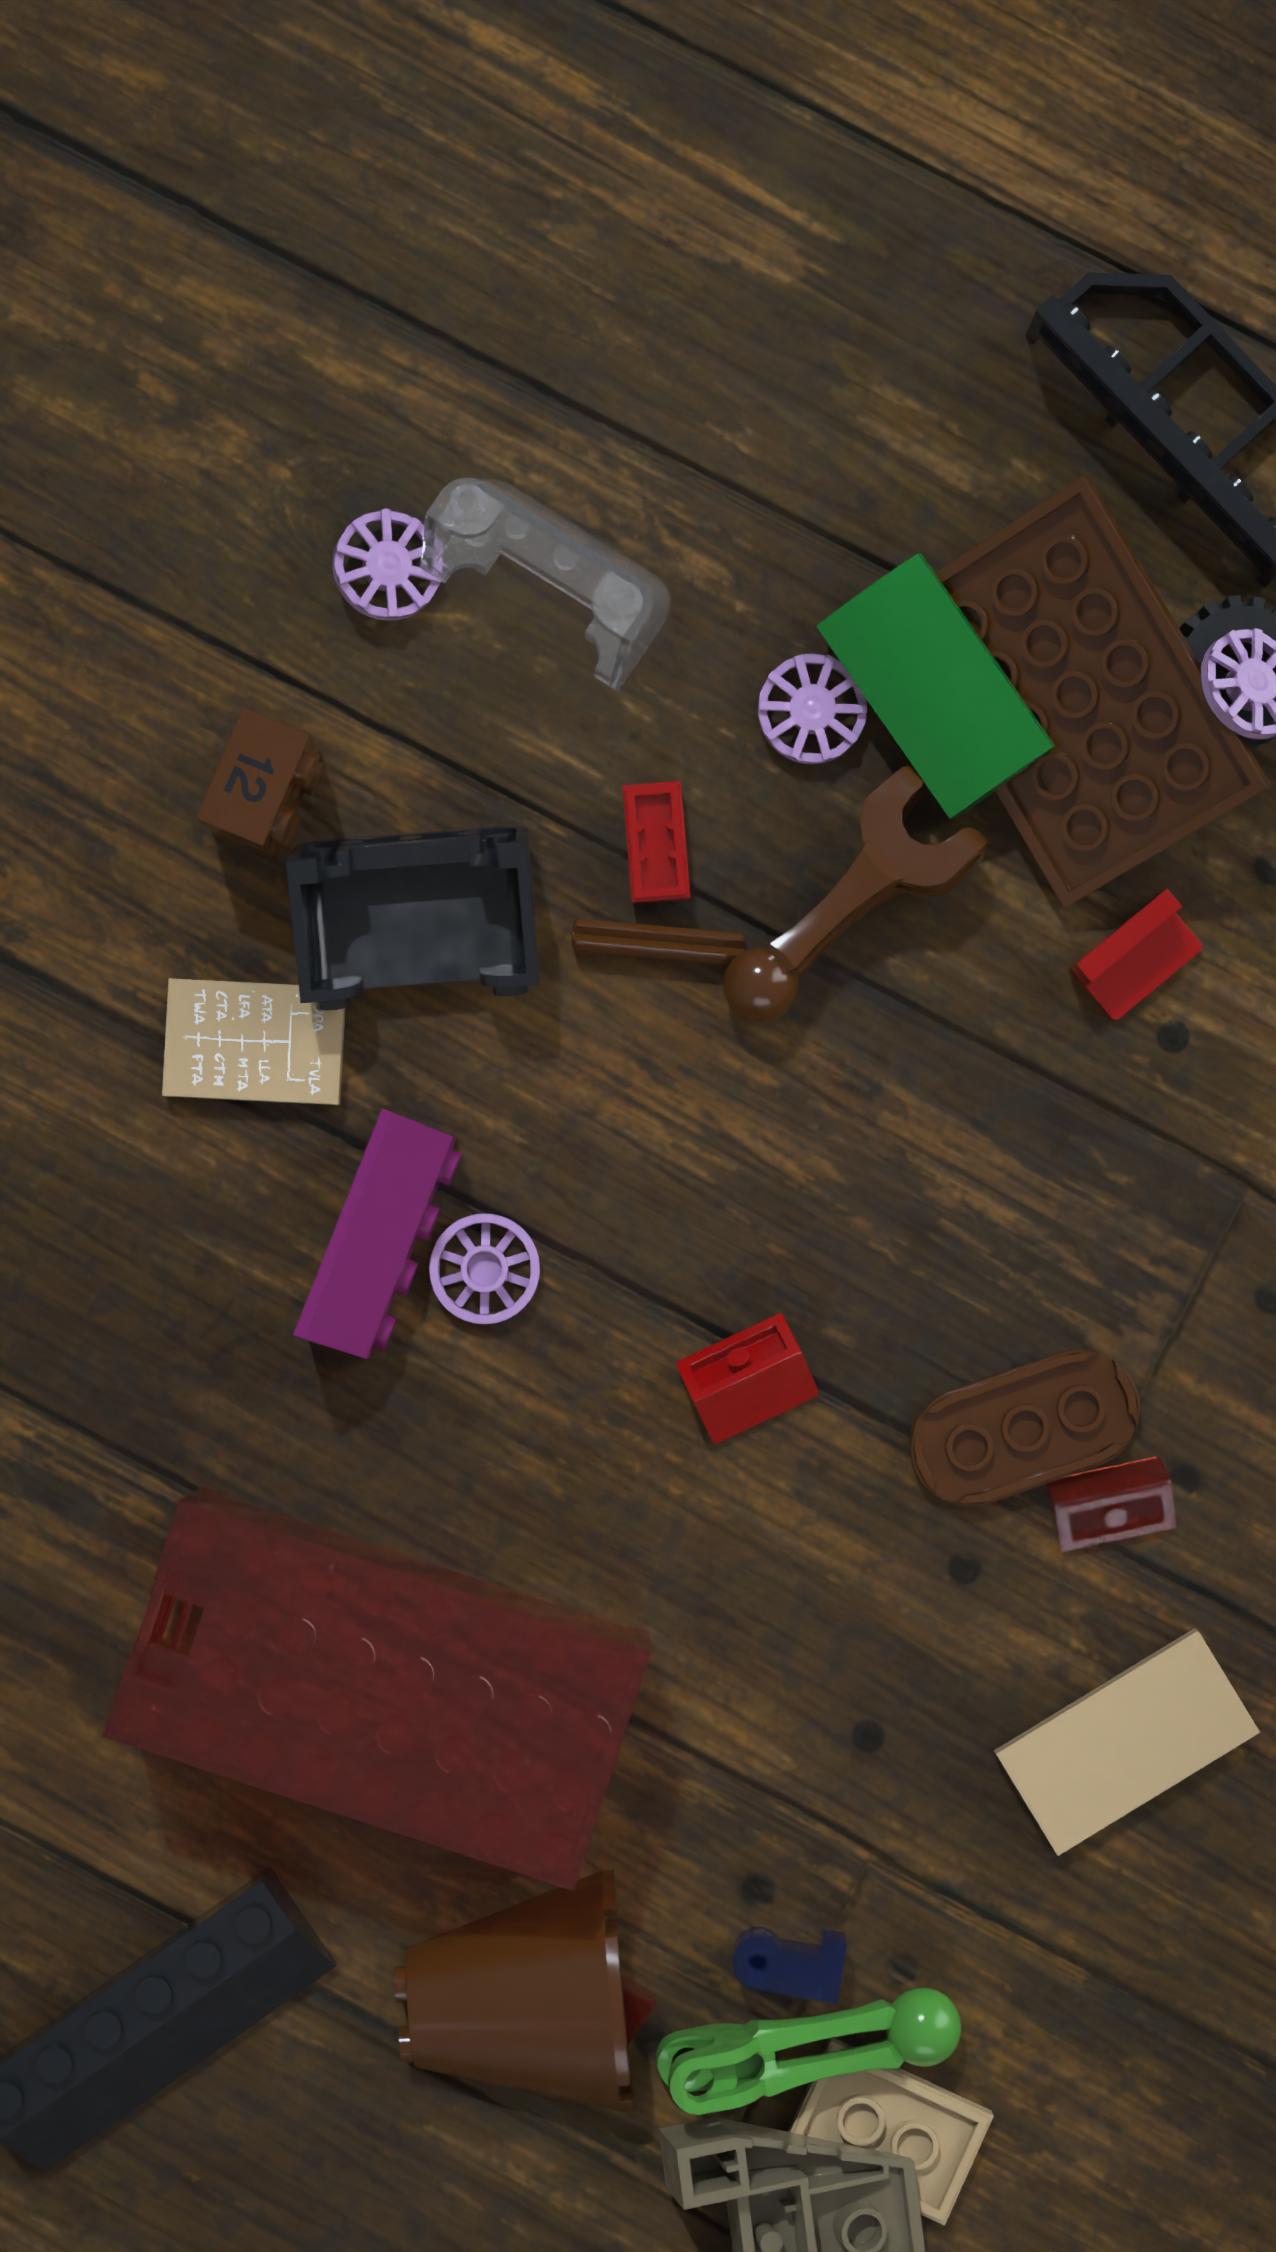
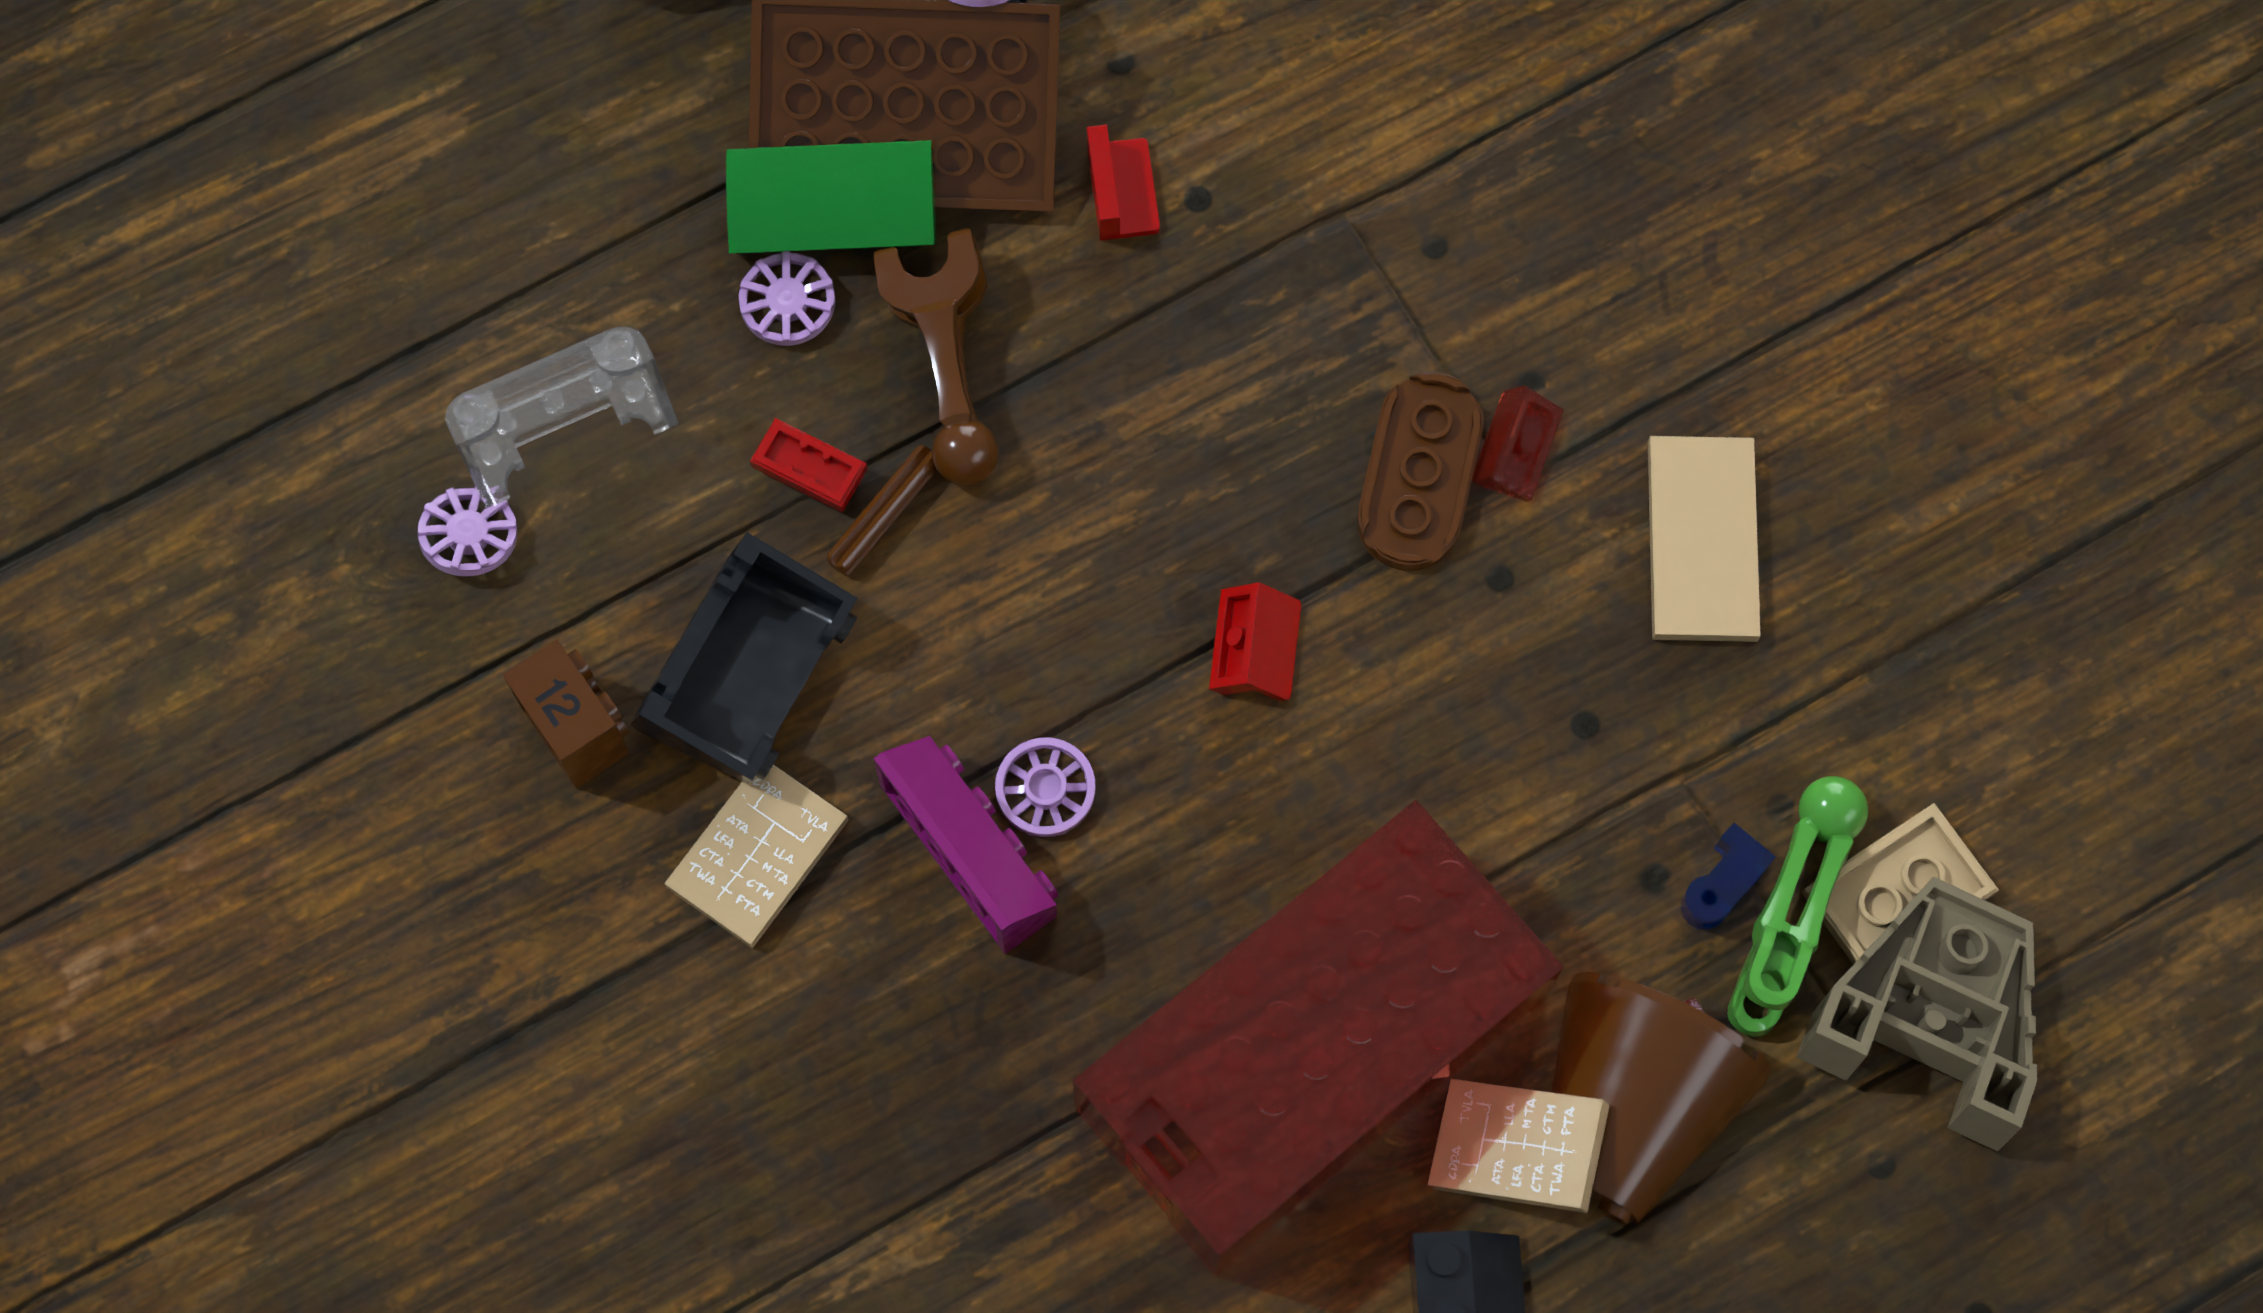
camera: 60 degrees left, 15 degrees down
(408, 1929) = (1519, 1145): none -> tan tile

